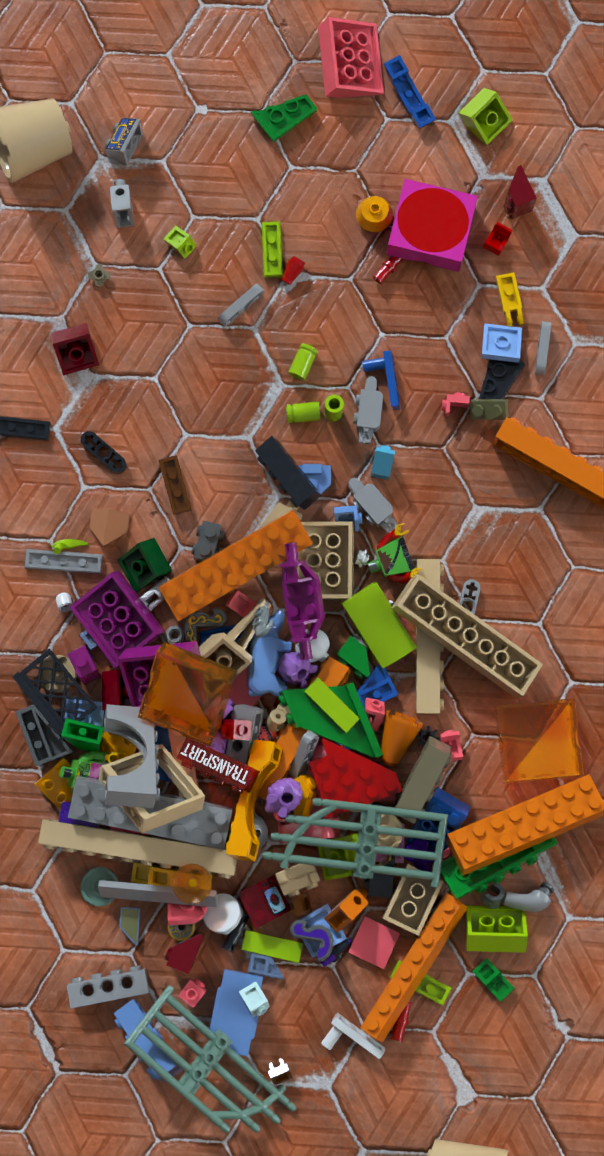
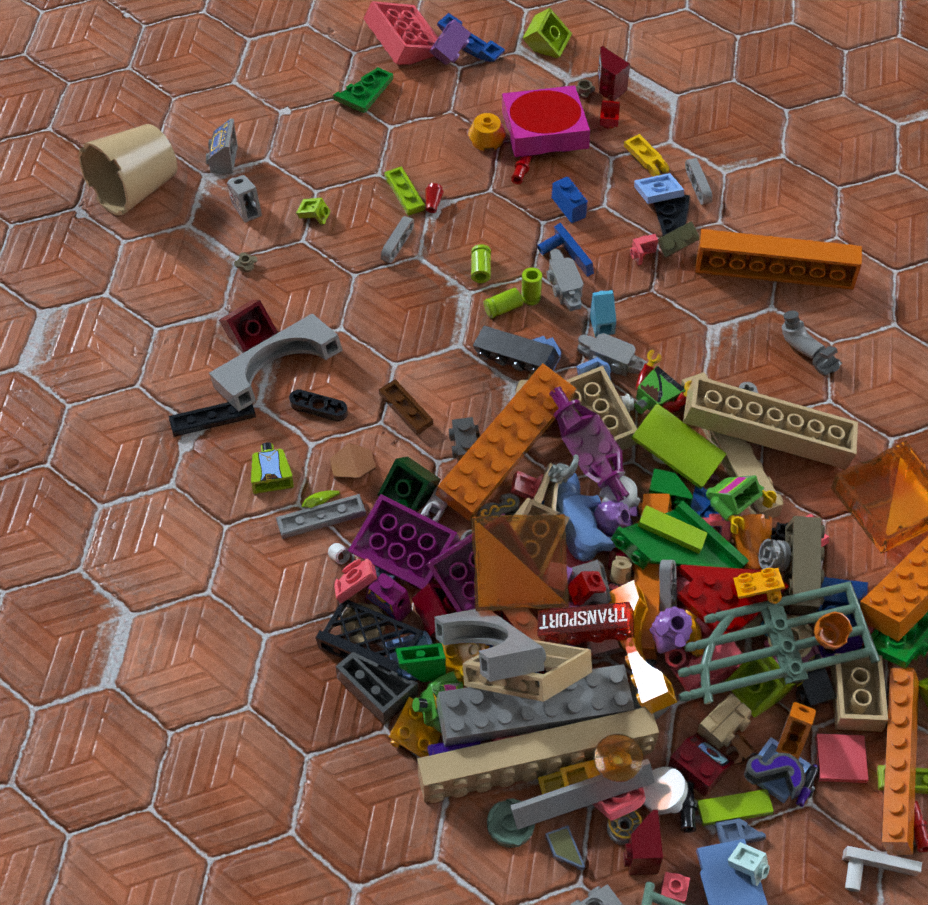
camera: 25 degrees left, 25 degrees down
(38, 502) = (270, 470): none -> lime torso
(43, 398) = (305, 336): none -> light grey arch
(64, 636) = (355, 578): none -> coral tile
(371, 789) = (766, 581): none -> light orange hinge
(385, 94) = (450, 42): none -> medium lavender brick
(399, 694) = (735, 495): none -> bright green torso
(403, 761) = (774, 554): none -> light grey wheel
(405, 854) = (832, 630): none -> orange hair
(413, 323) = (569, 199): none -> blue brick
(493, 189) = (584, 88): none -> dark tan plate
(546, 561) = (797, 336): none -> piece

